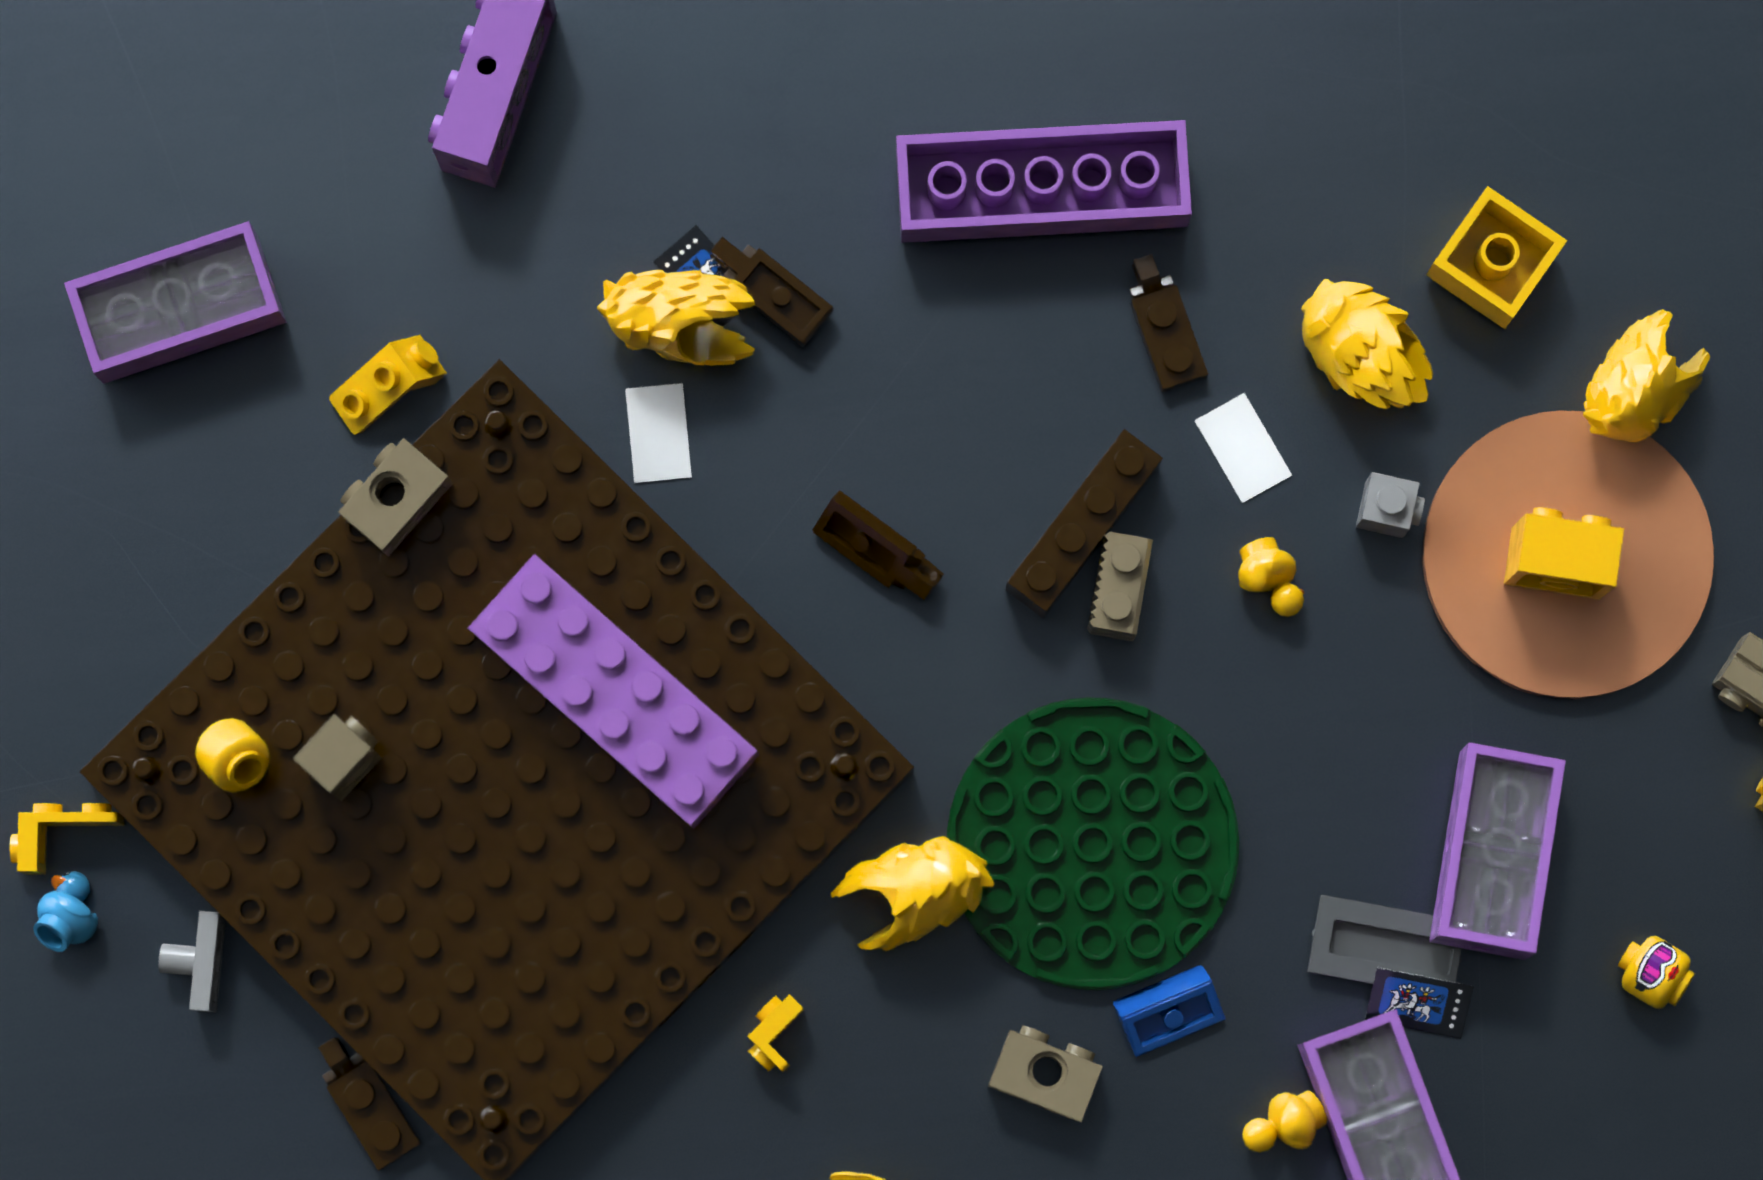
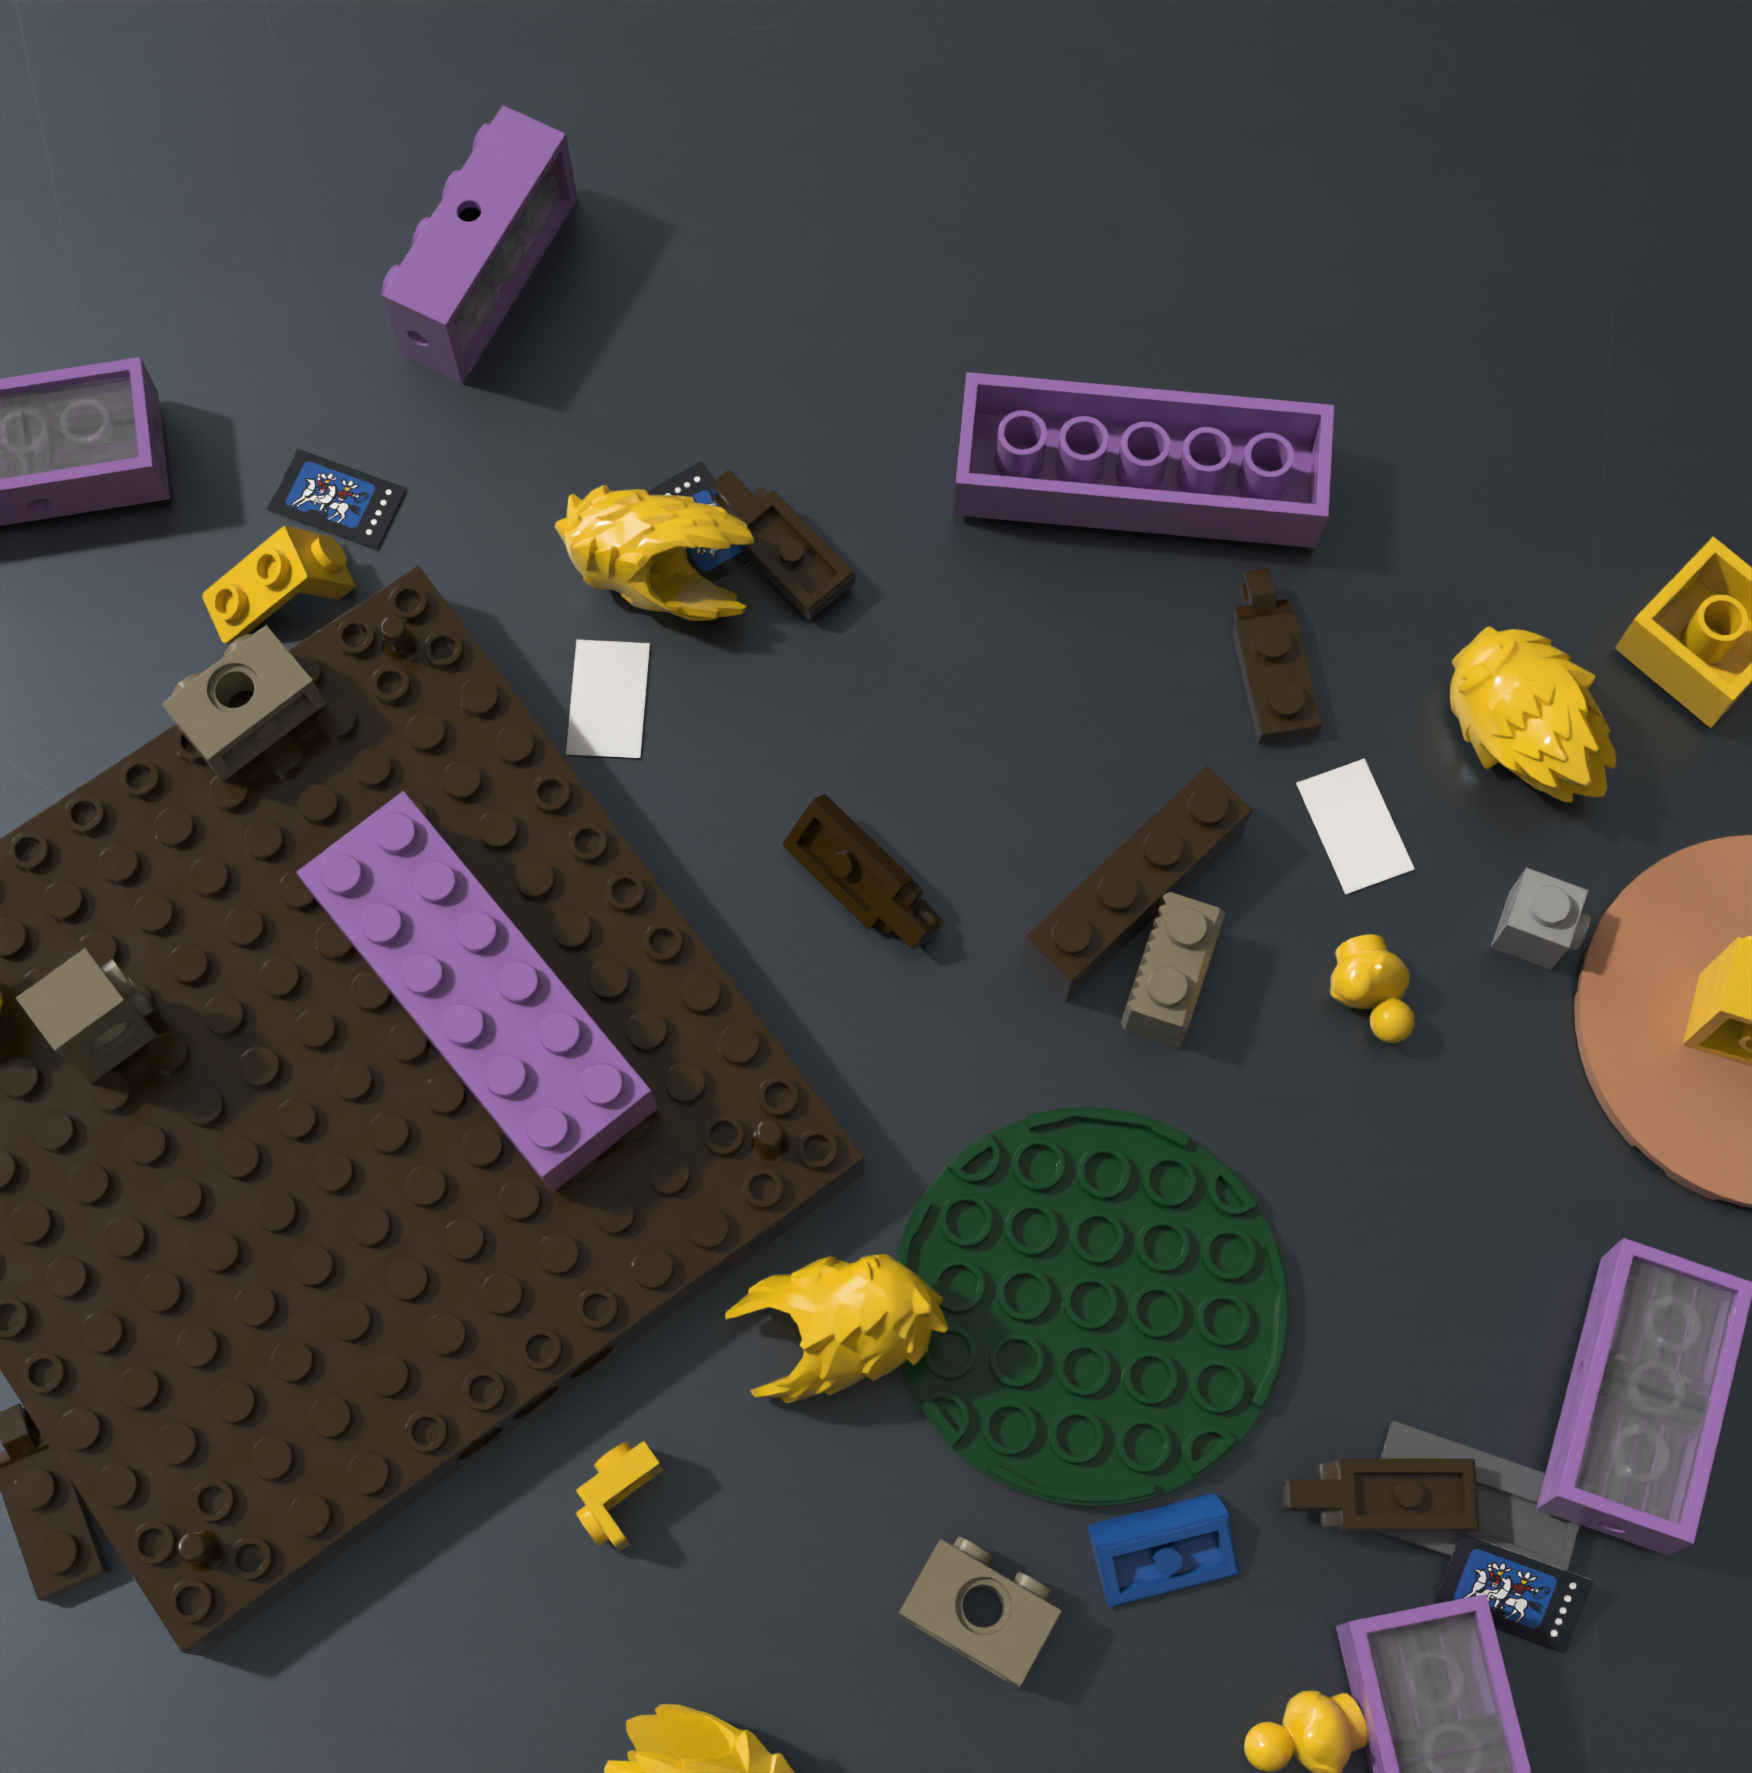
camera: 10 degrees right, 10 degrees down
(415, 300) = (336, 498): none -> black sticker
(1323, 949) = (1389, 1494): none -> dark brown hinge

